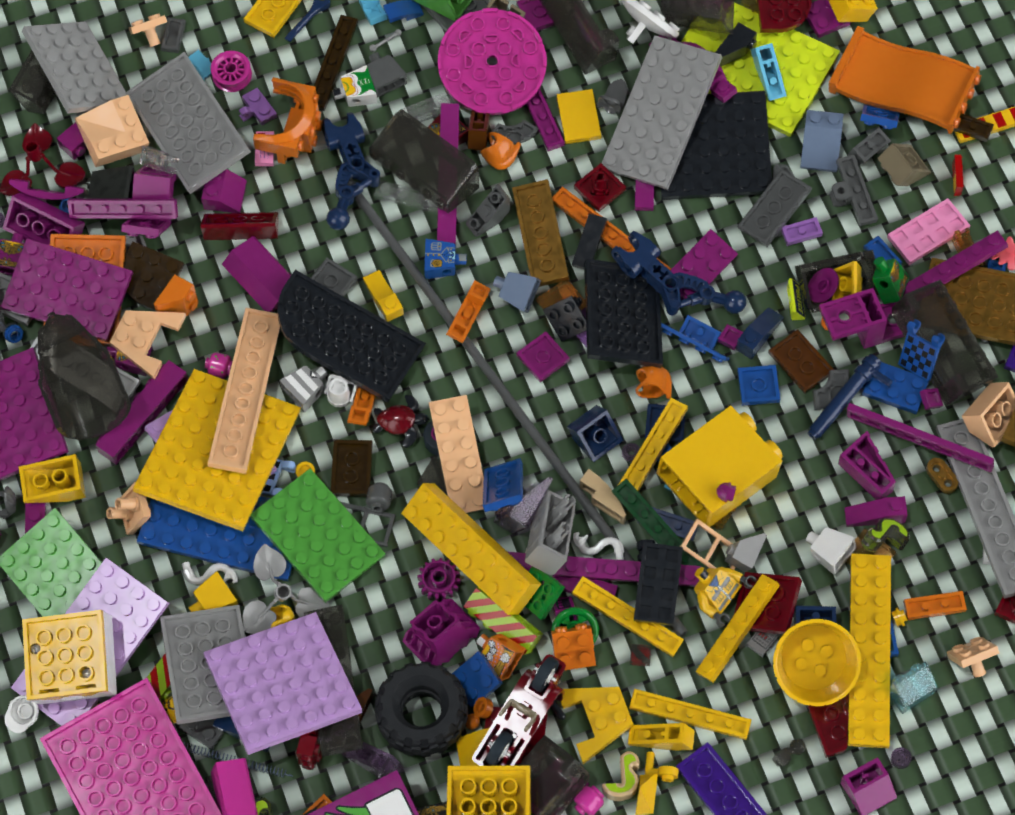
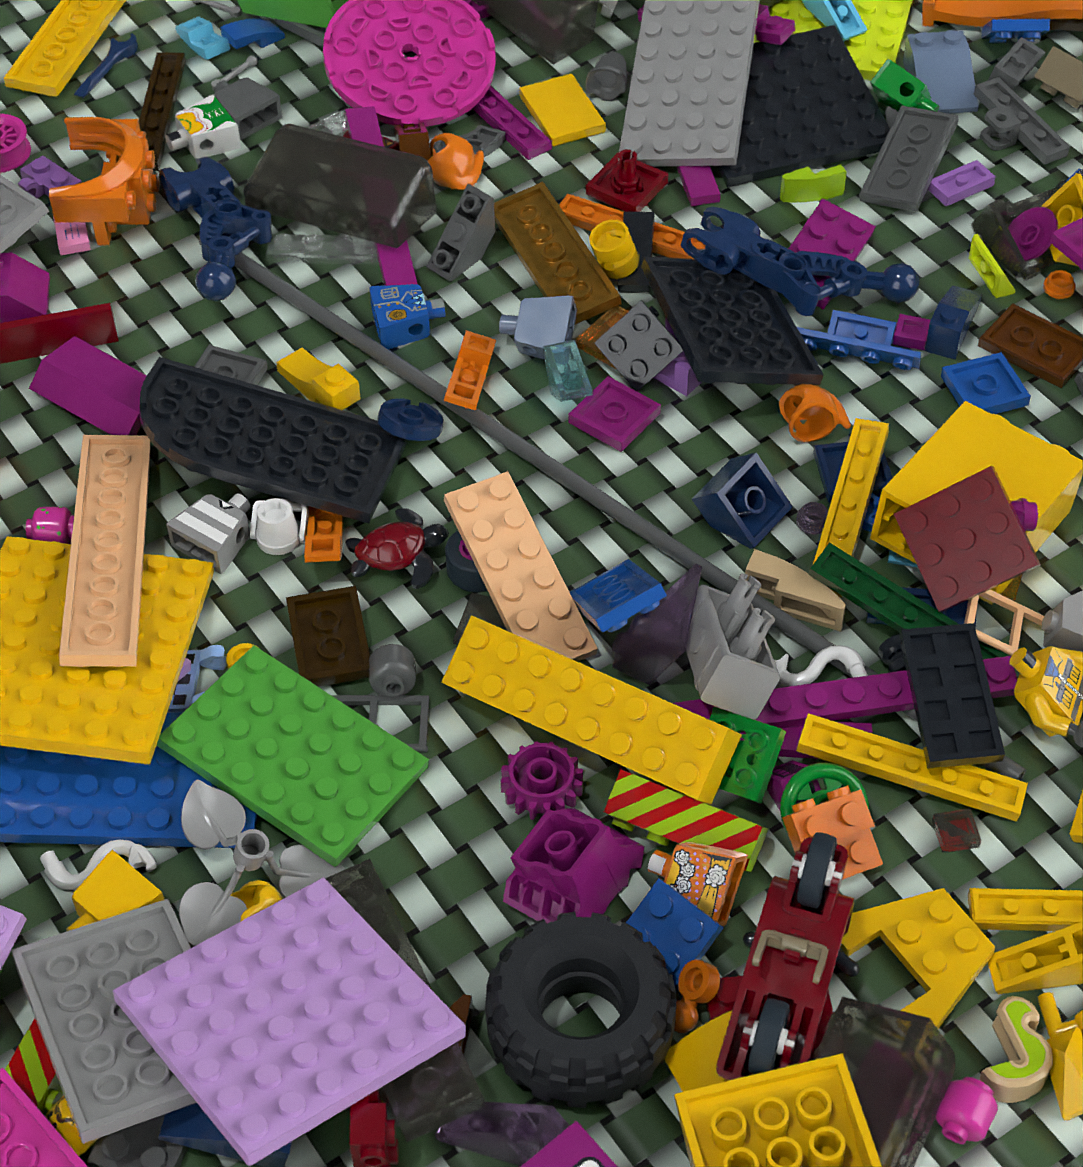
camera: 15 degrees left, 15 degrees down
(427, 336) = (409, 420): none -> dark blue tile
(522, 326) = (566, 371): none -> clear light blue slope
(573, 244) = (614, 249): none -> yellow wheel
(694, 498) = (967, 539): none -> dark red plate
(705, 214) = (808, 186): none -> lime slope
(788, 156) = (900, 88): none -> green torso

